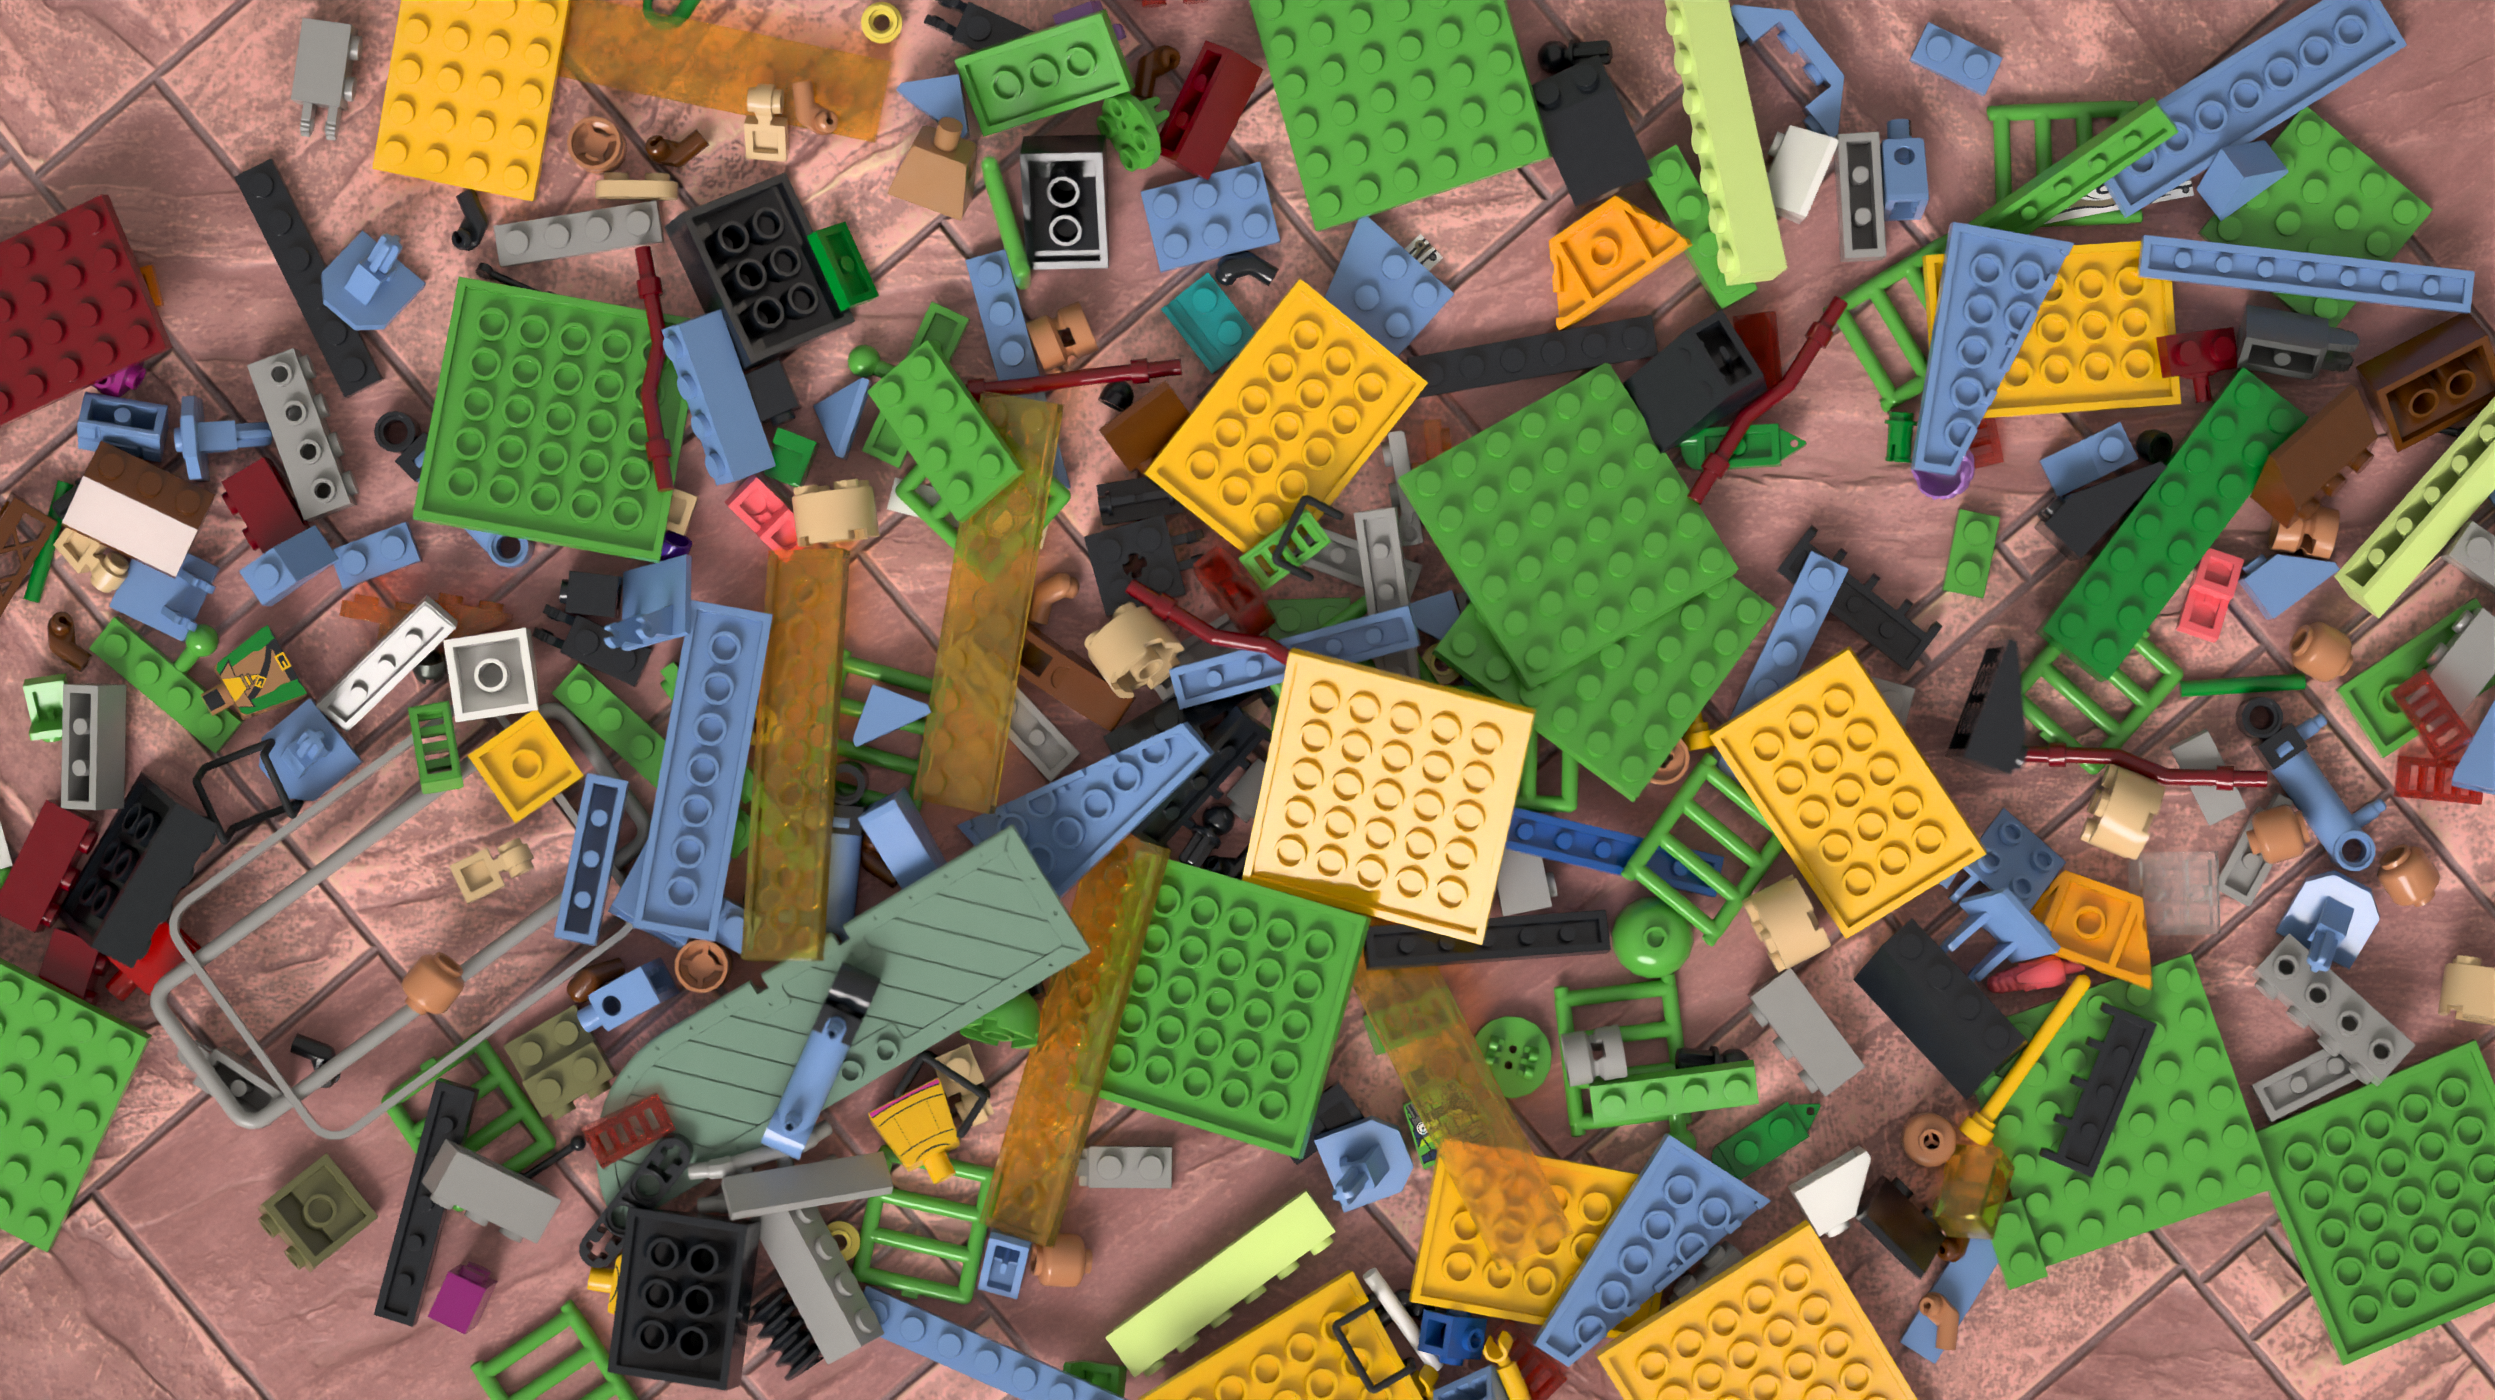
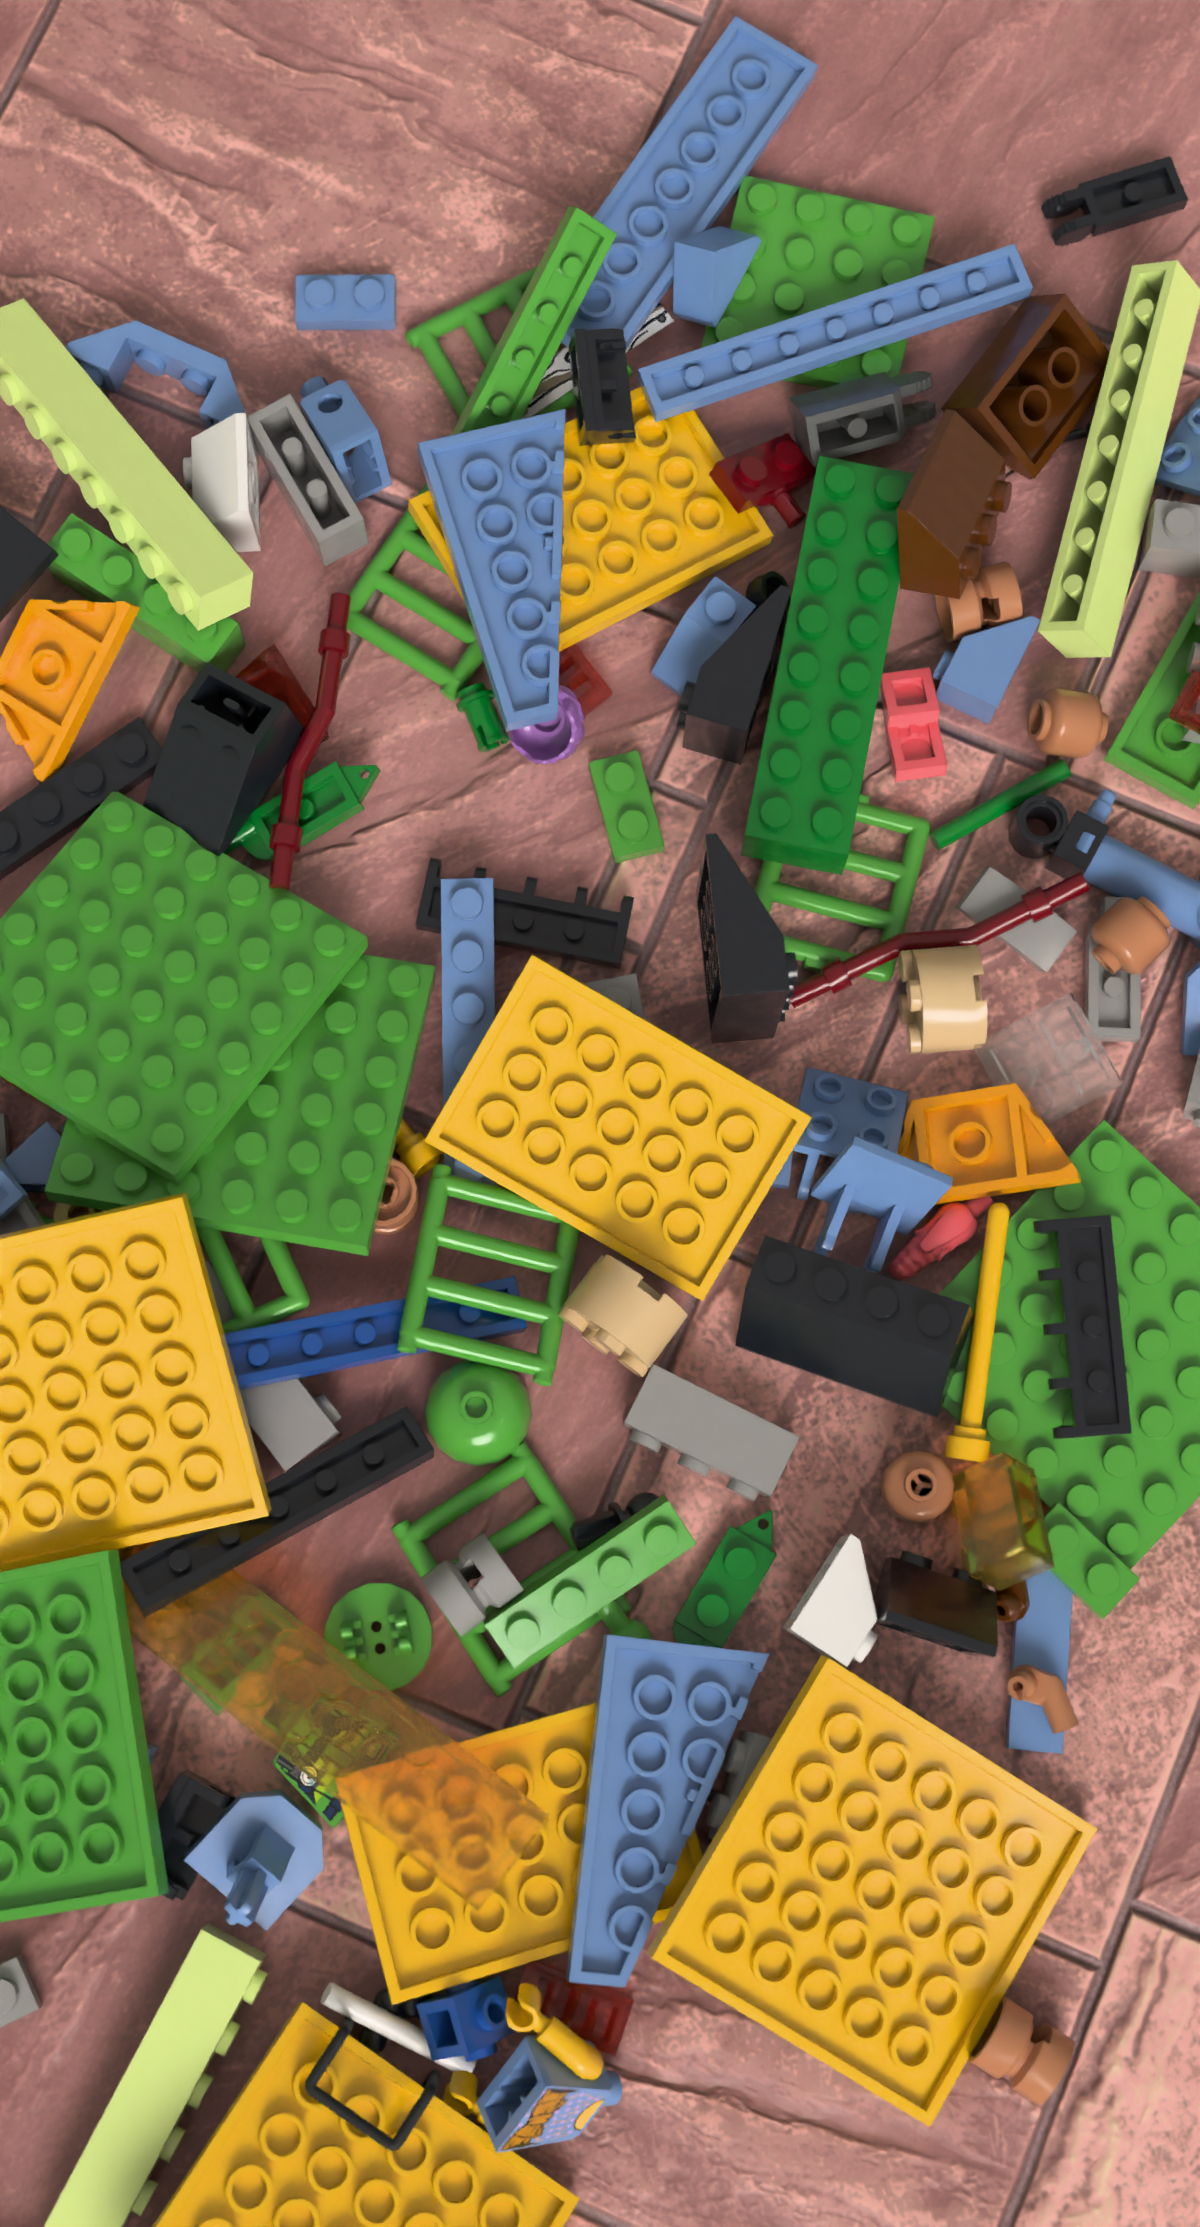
camera: 25 degrees left, 10 degrees down
(2108, 237) = (601, 387): none -> black hinge

